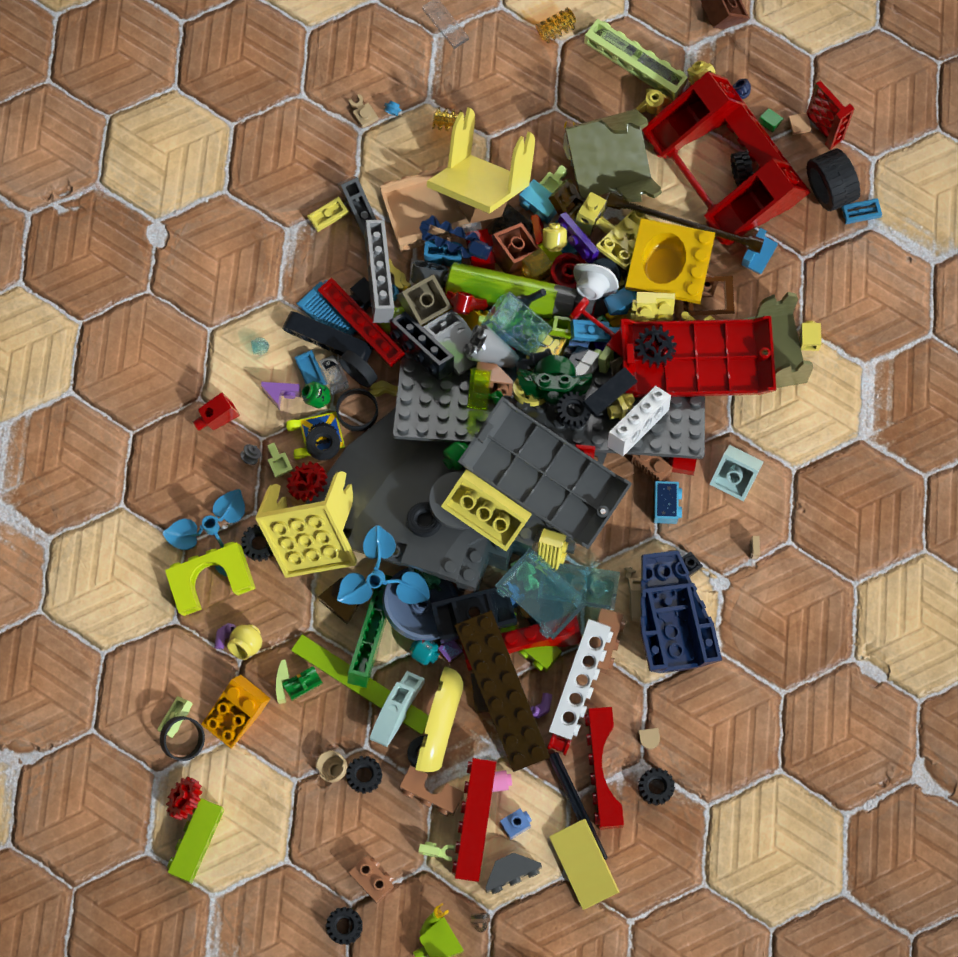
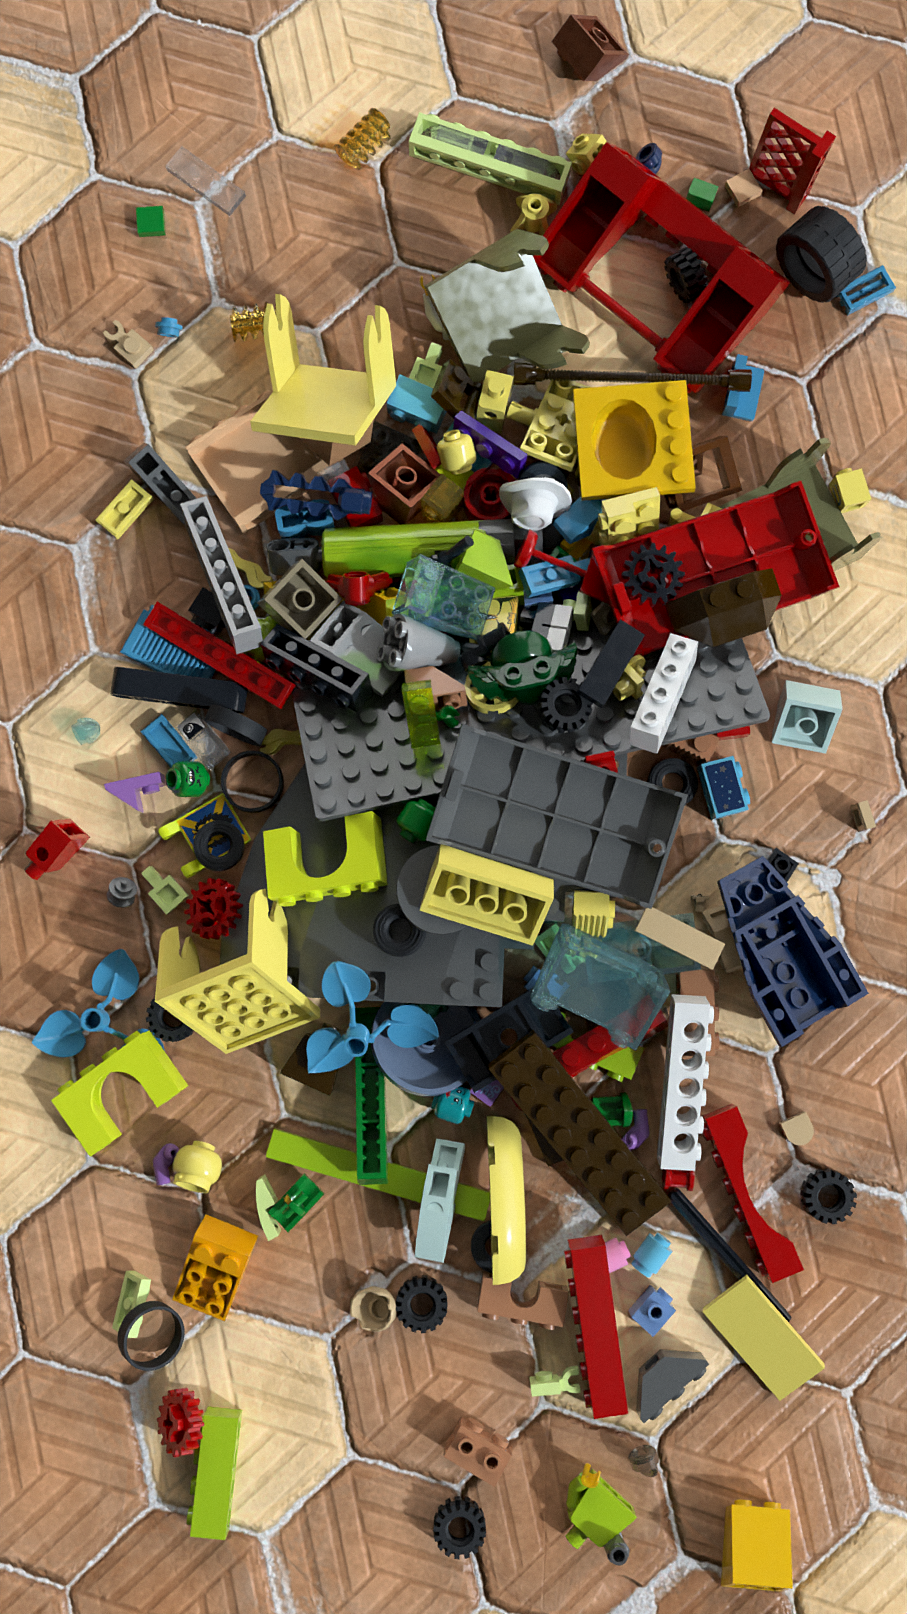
camera: 20 degrees left, 10 degrees up
(401, 38) = (150, 221): none -> green tile
(411, 476) = (361, 869): none -> neon yellow arch
(526, 788) = (652, 1254): none -> medium azure brick
(531, 689) = (615, 1109): none -> green tile
(551, 309) = (485, 561): none -> lime slope
(606, 584) = (680, 937): none -> tan tile
(644, 483) = (677, 766): none -> black tyre
(698, 381) = (726, 609): none -> dark brown wedge

